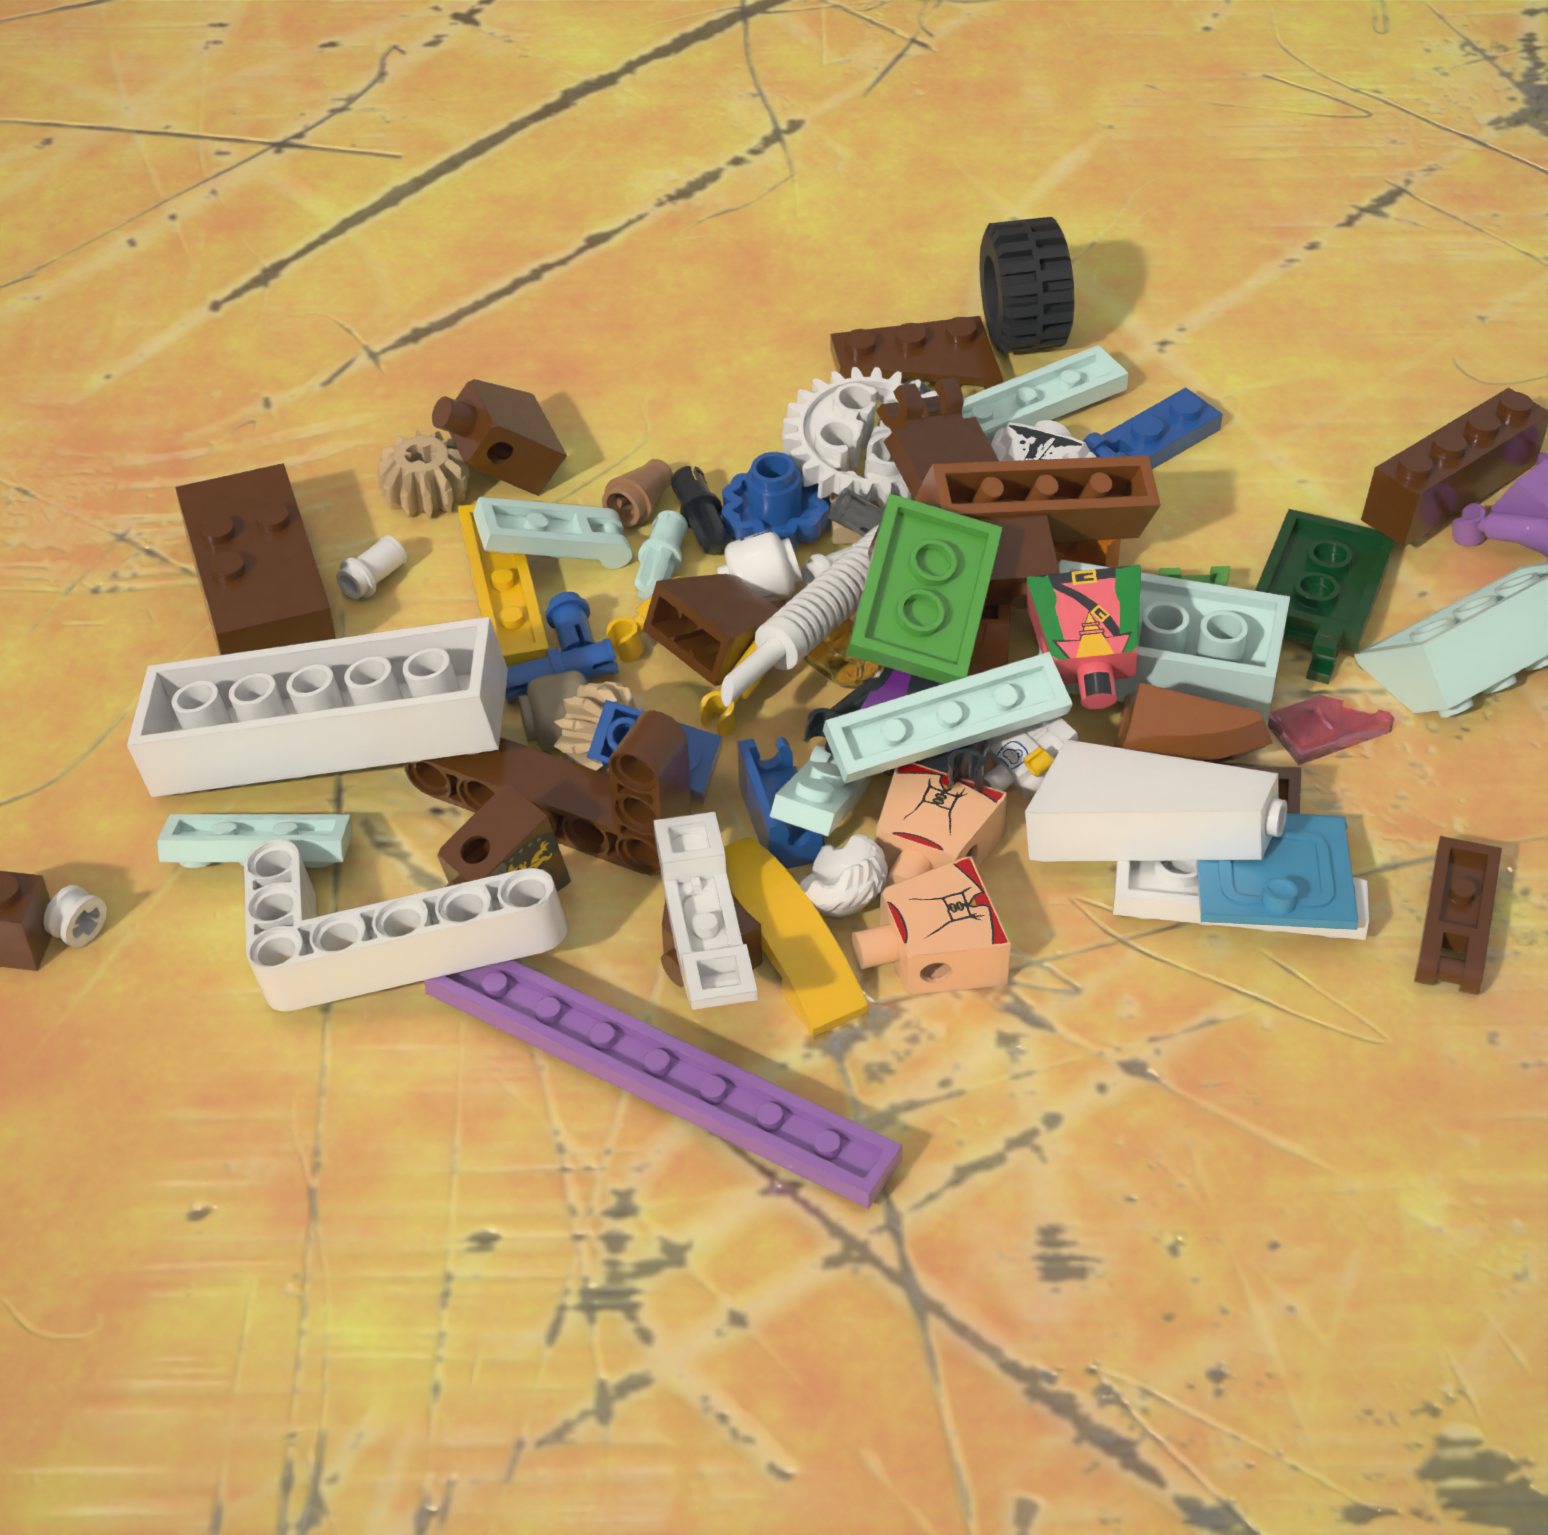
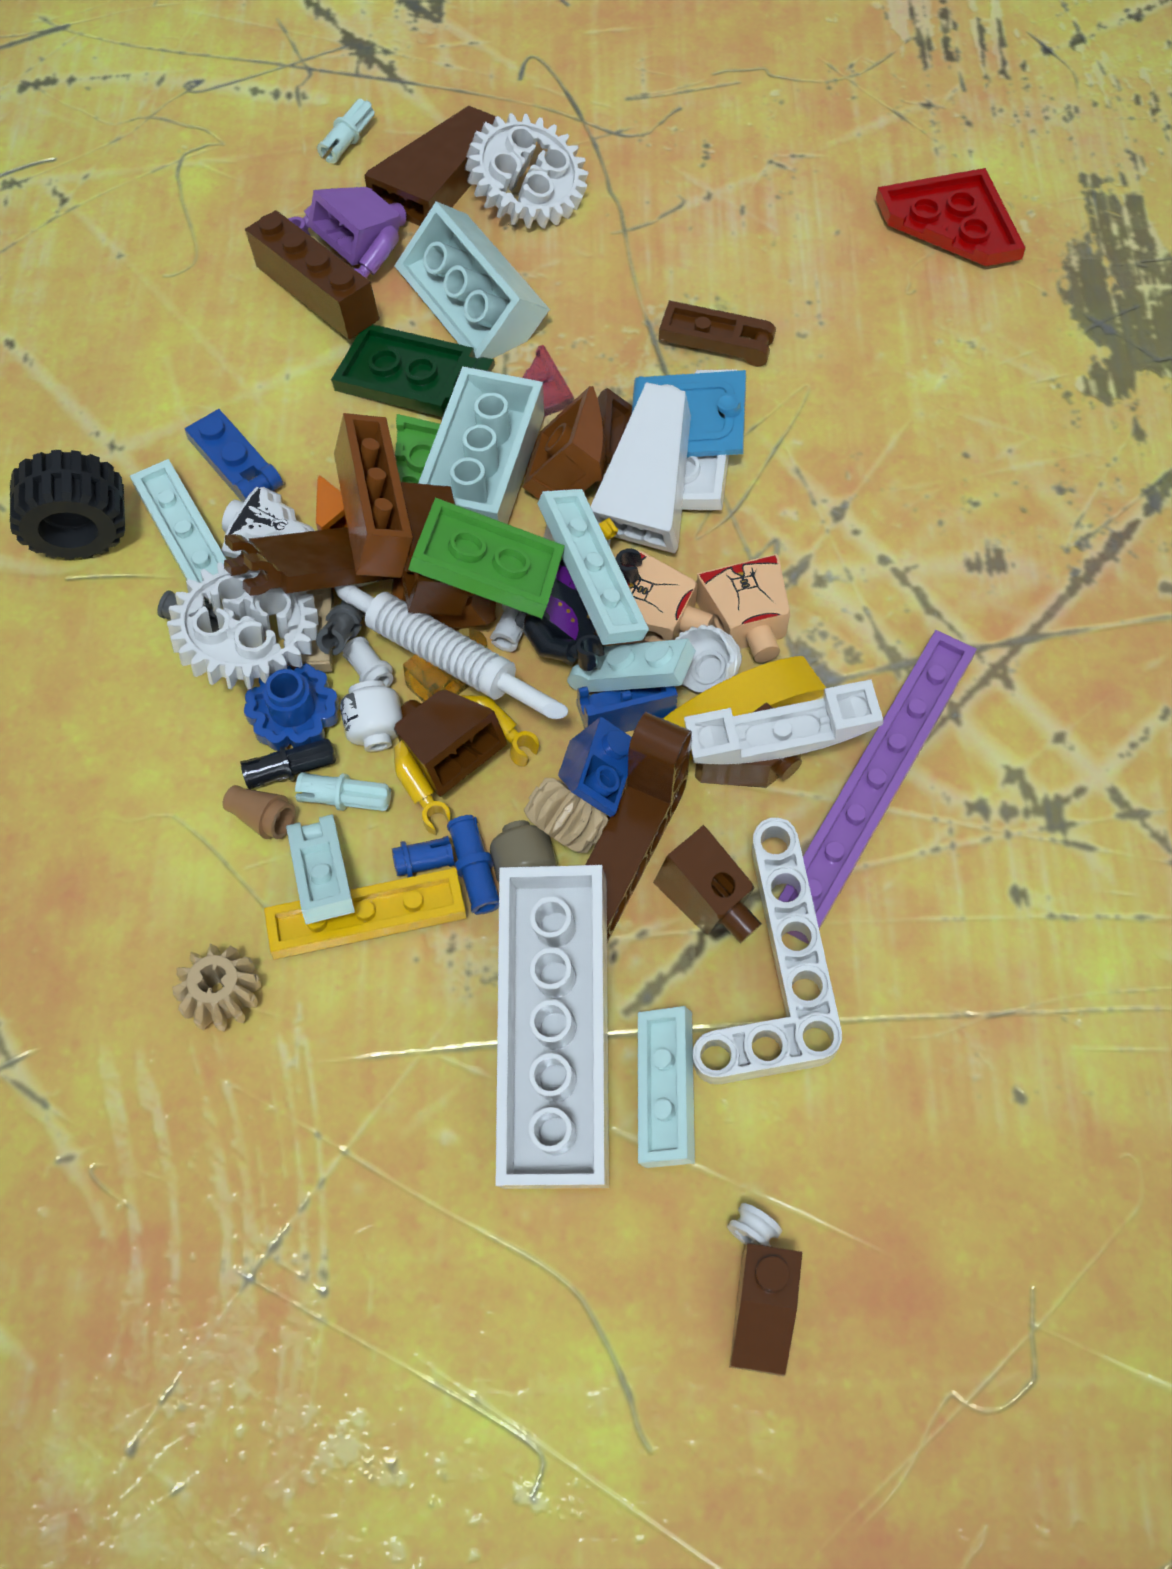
camera: 90 degrees left, 15 degrees up
(254, 561) = (336, 1123): reddish brown brick -> none
(361, 575) = (332, 1026): white pin -> none
(501, 434) = (188, 912): reddish brown torso -> none
(920, 352) = (103, 605): reddish brown wing -> none
(1088, 627) = (509, 470): torso -> none

